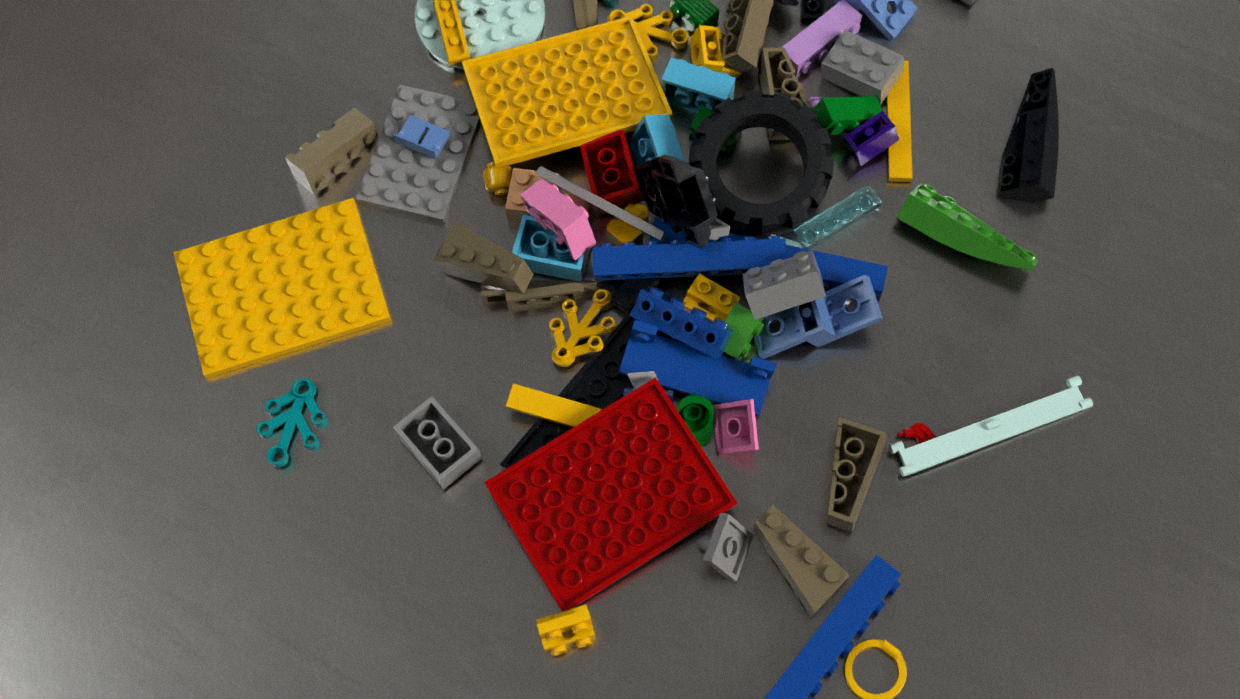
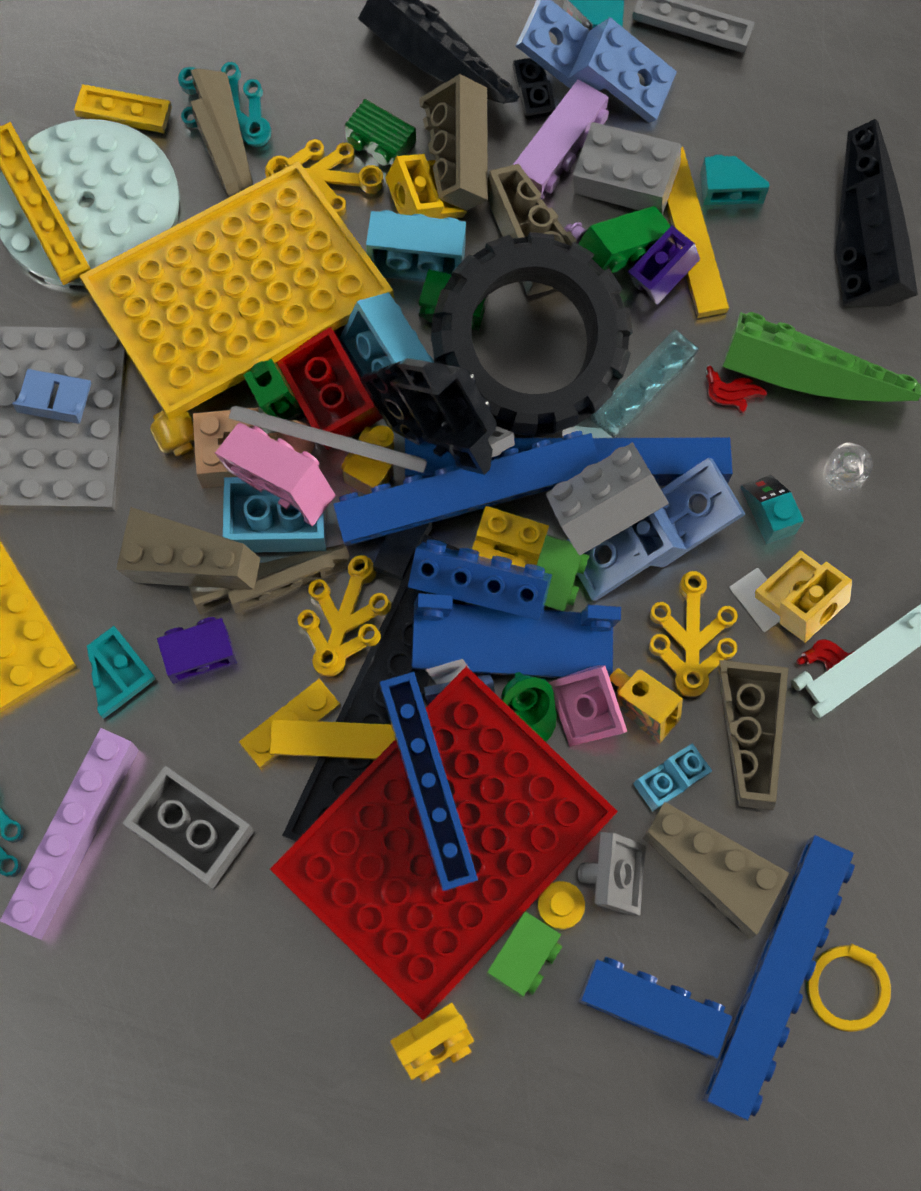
camera: 20 degrees left, 5 degrees up
(356, 428) = (70, 834): none -> lavender brick
(416, 329) = (116, 671): none -> teal wing
(474, 327) = (196, 649): none -> dark purple brick
(543, 381) = (312, 704): none -> yellow plate
(570, 162) = (270, 388): none -> green brick
(607, 447) = (428, 781): none -> blue brick
(646, 587) = (524, 955): none -> bright green brick
(680, 560) = (561, 905): none -> yellow piece
(729, 646) = (655, 1008): none -> blue brick
(779, 435) = (647, 702): none -> yellow torso
(785, 492) = (672, 777): none -> medium azure slope
(825, 401) = (692, 639): none -> yellow plant
(882, 385) = (745, 592): none -> white sticker
(900, 238) = (732, 393): none -> red piece
(907, 324) = (772, 508): none -> teal slope
(915, 388) = (805, 594): none -> yellow brick
(936, 92) = (731, 182): none -> teal slope
(970, 307) = (848, 467): none -> clear piece

